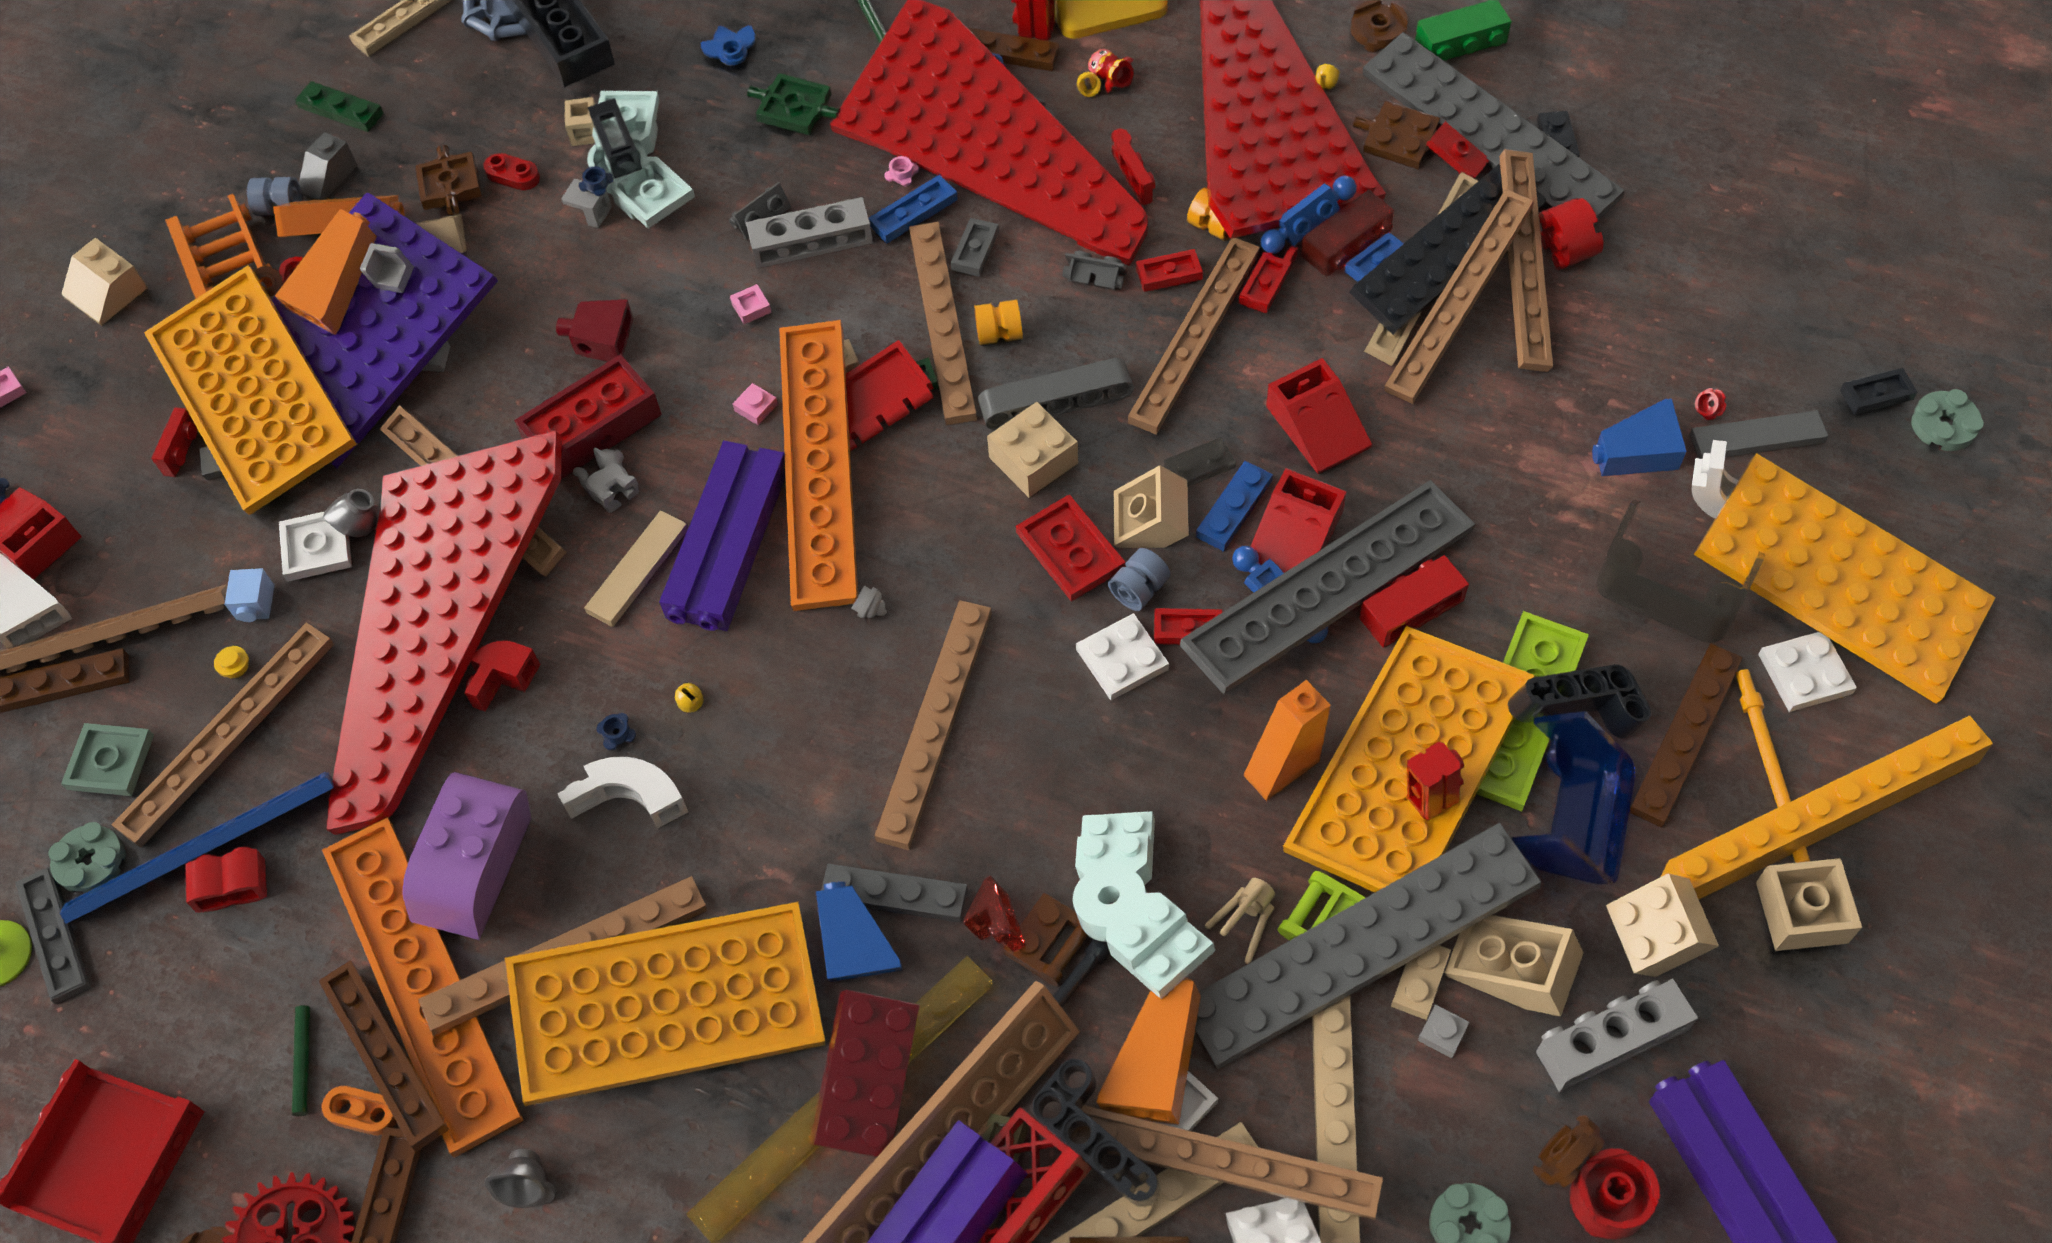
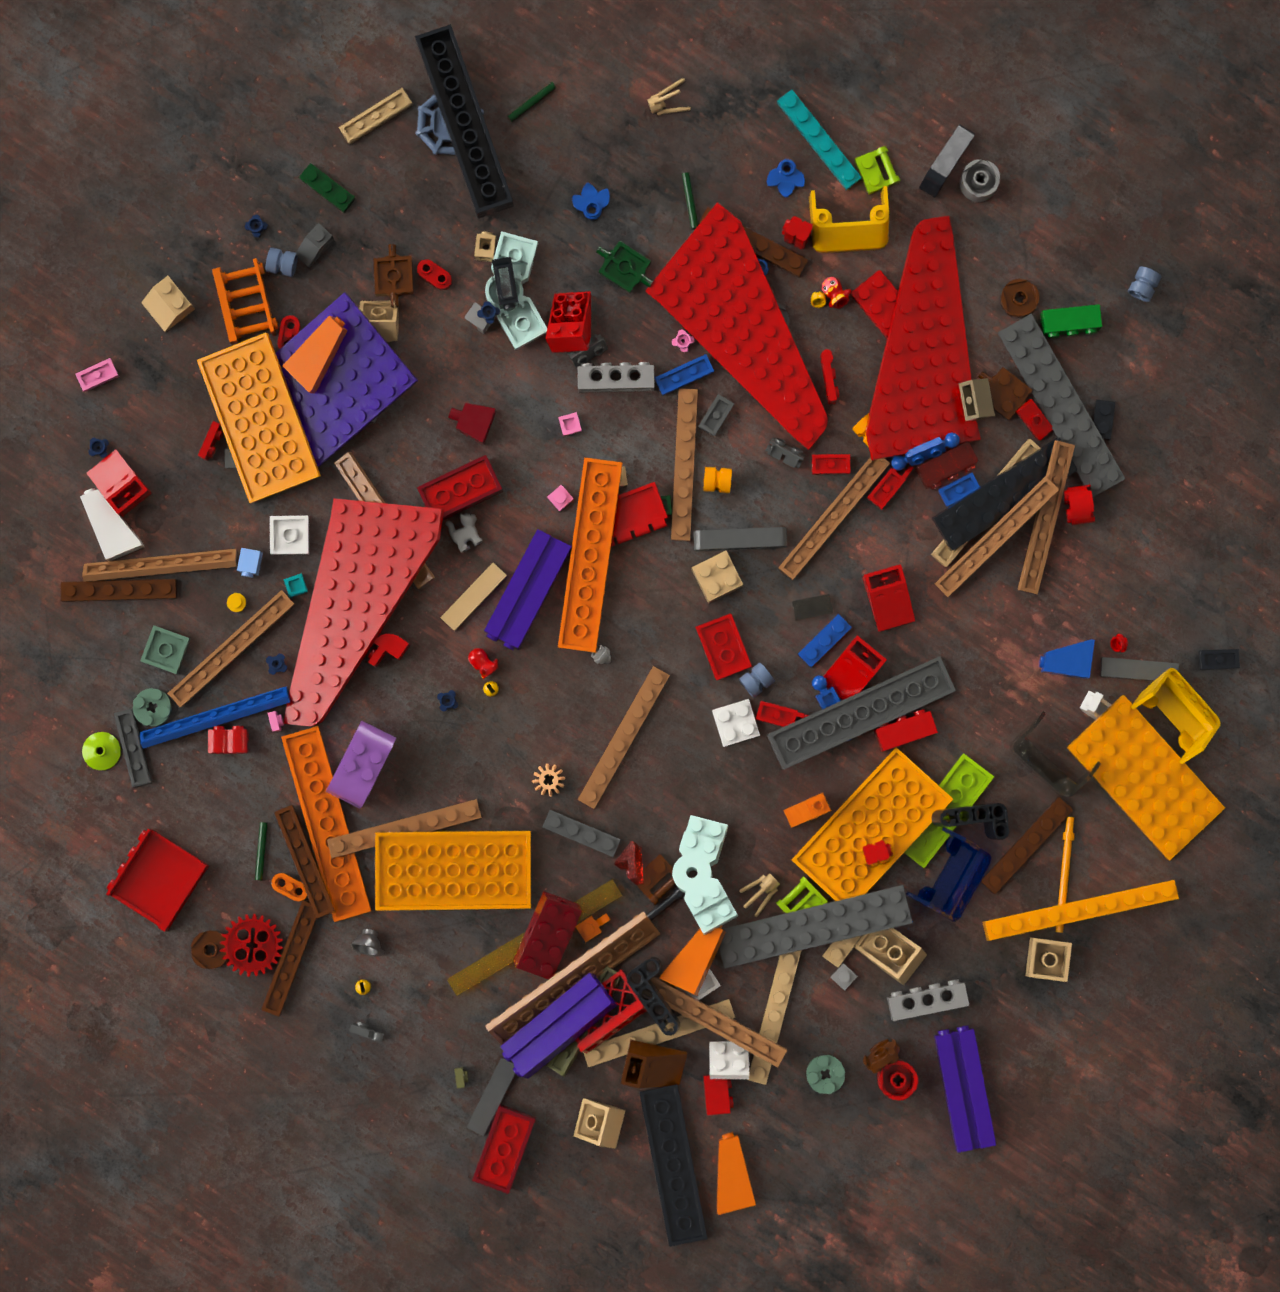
camera: 10 degrees right, 25 degrees up
(234, 167) = (251, 225): none -> dark blue plate
(274, 275) = (277, 334): reddish brown plate -> none
(310, 747) = (281, 664): none -> dark blue plate
(310, 828) = (276, 721): none -> bright pink plate
(315, 215) = (318, 291): orange slope -> none
(333, 616) = (295, 585): none -> teal tile
(353, 513) = (313, 522): flat silver piece -> none
(386, 268) = (353, 363): light grey panel -> none
(625, 779) = (461, 740): white arch -> none
(665, 657) = (481, 661): none -> red animal
(724, 179) = (570, 322): none -> red slope
(811, 802) = (542, 778): none -> light nougat gear
(851, 937) = (555, 857): blue slope -> none
(947, 1052) = (590, 927): none -> orange plate
(1151, 510) = (775, 635): tan slope -> none
(1174, 70) = (877, 300): none -> red plate
(1331, 74) = (972, 335): yellow hinge -> none
(1362, 136) = (976, 399): none -> dark tan brick
(1662, 925) = (968, 954): tan brick -> none
(1807, 671) = (1105, 825): white plate -> none
(1855, 469) = (1184, 709): none -> yellow windscreen
(1953, 405) = (1243, 695): sand green plate -> none

